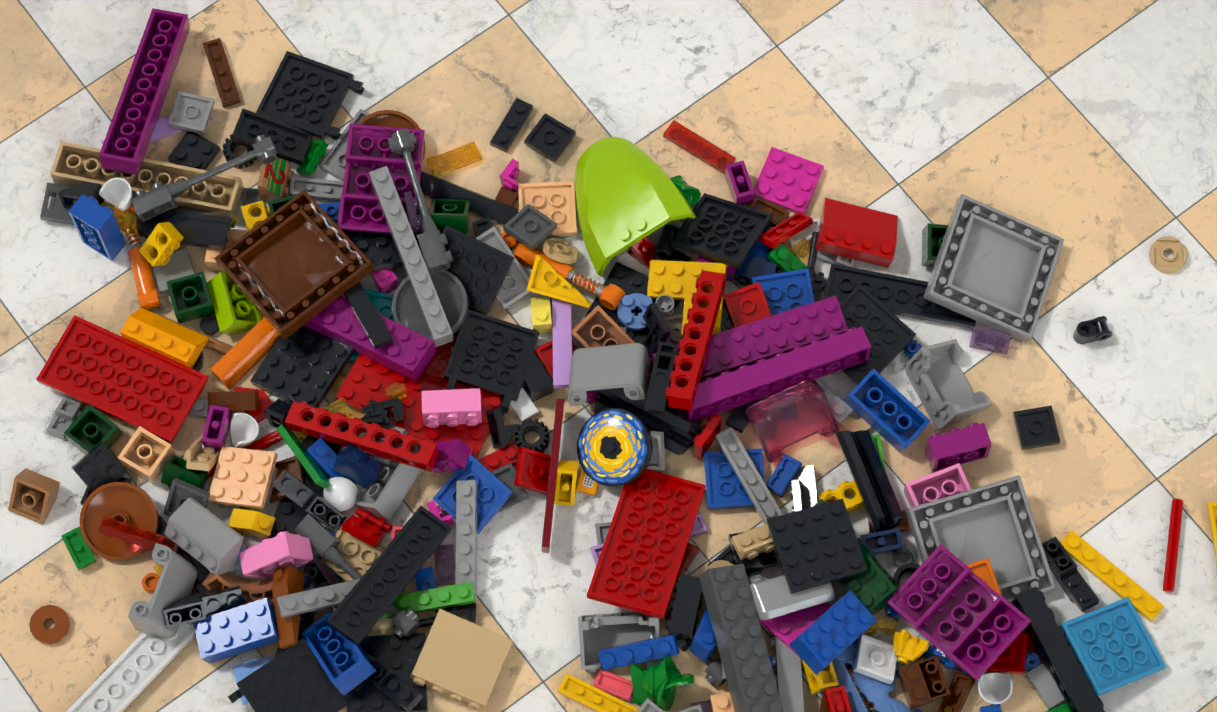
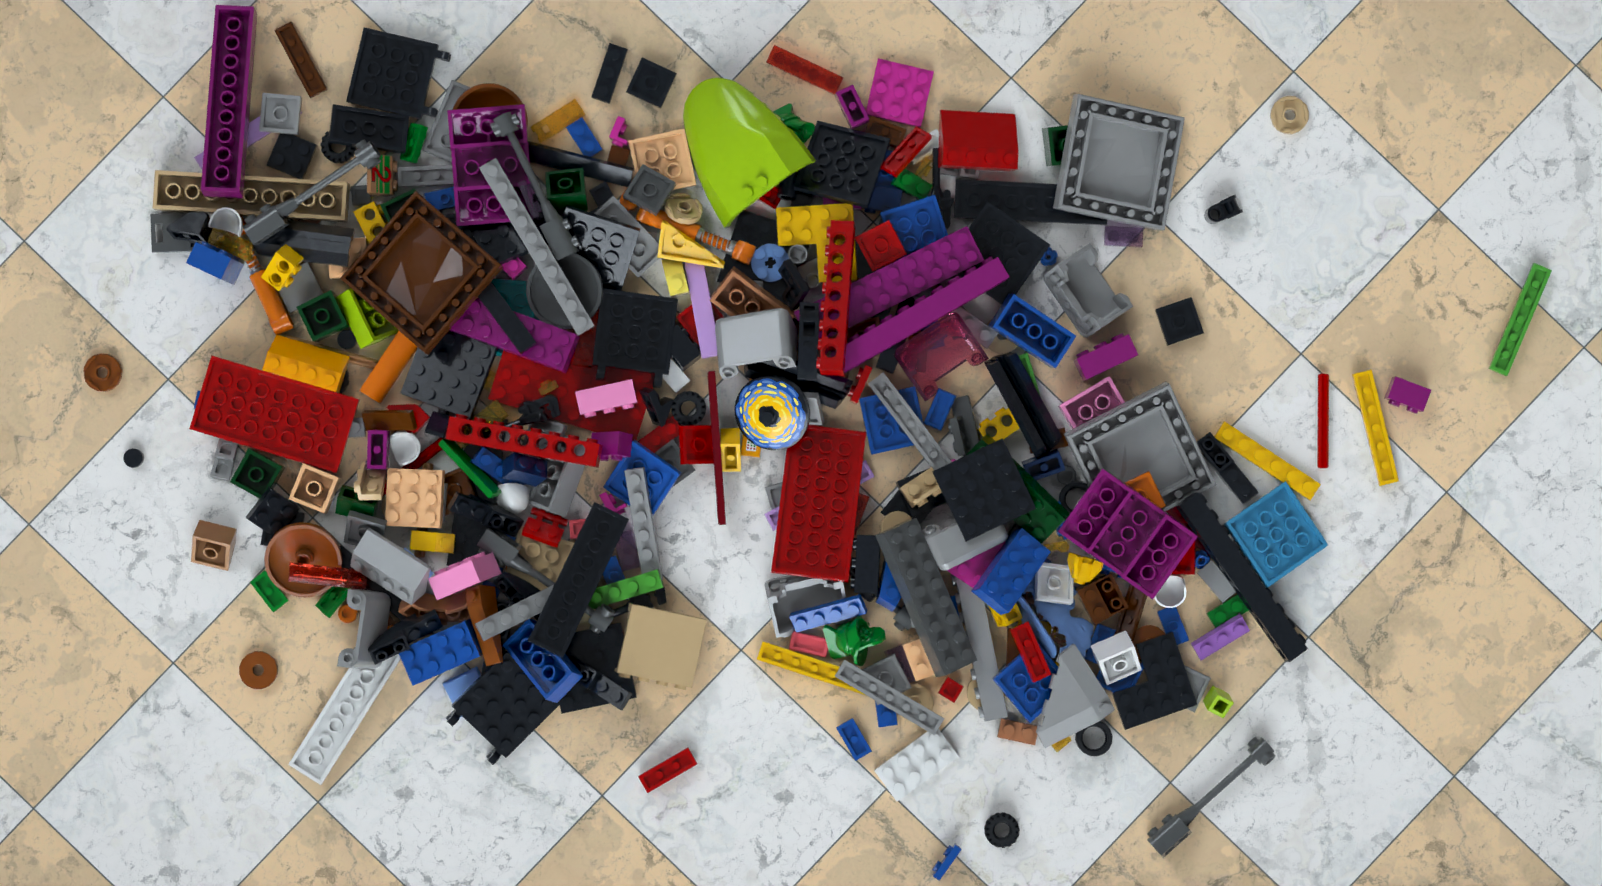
camera: 15 degrees left, 20 degrees up
(139, 565) = (332, 600): none -> green plate
(476, 177) = (584, 138): none -> blue plate

